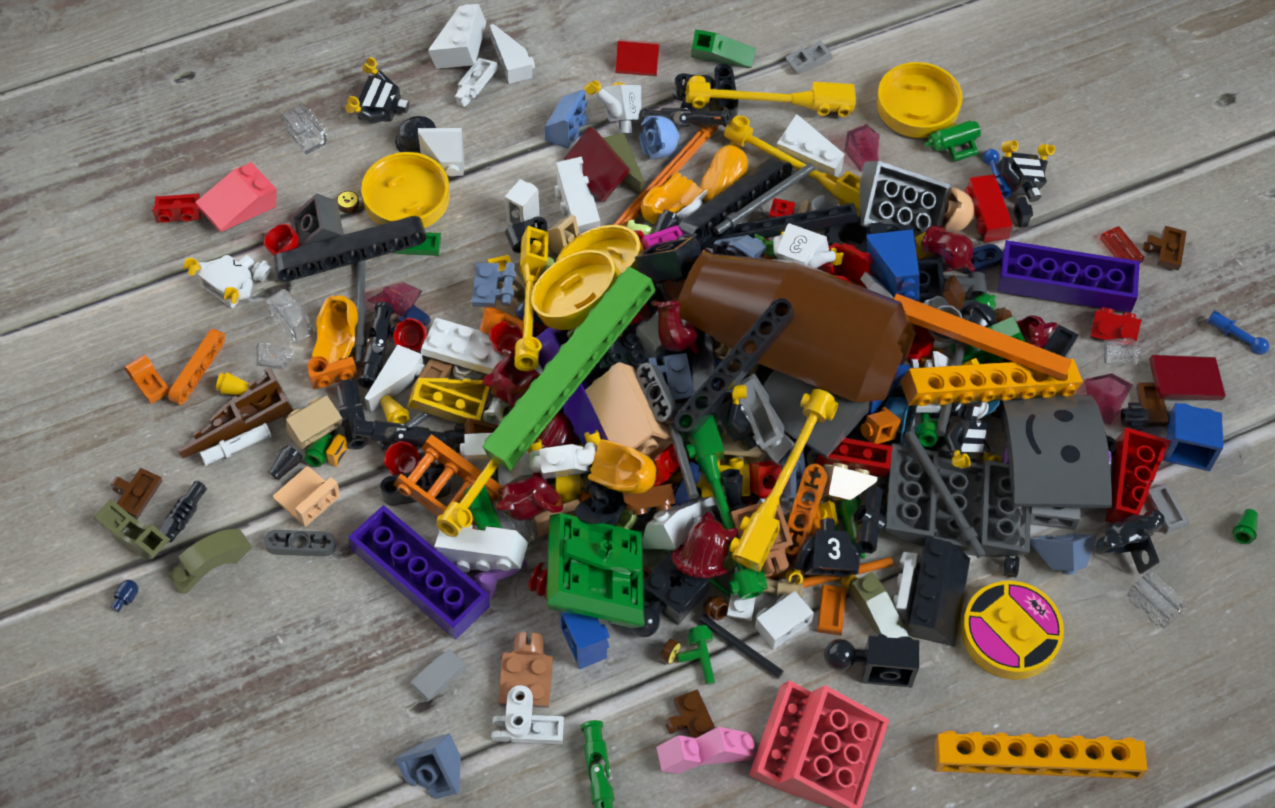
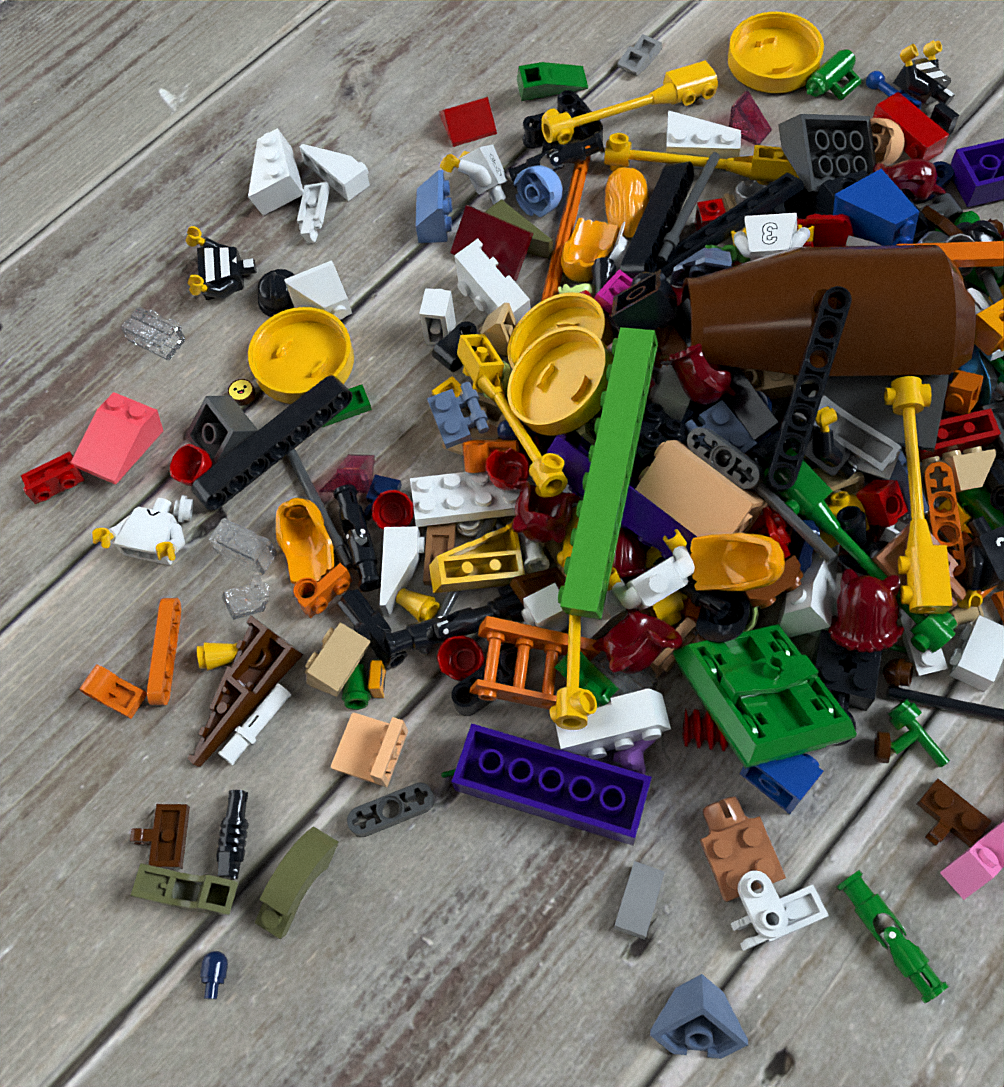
camera: 15 degrees left, 5 degrees up
(285, 462) = (324, 718): black cone -> none

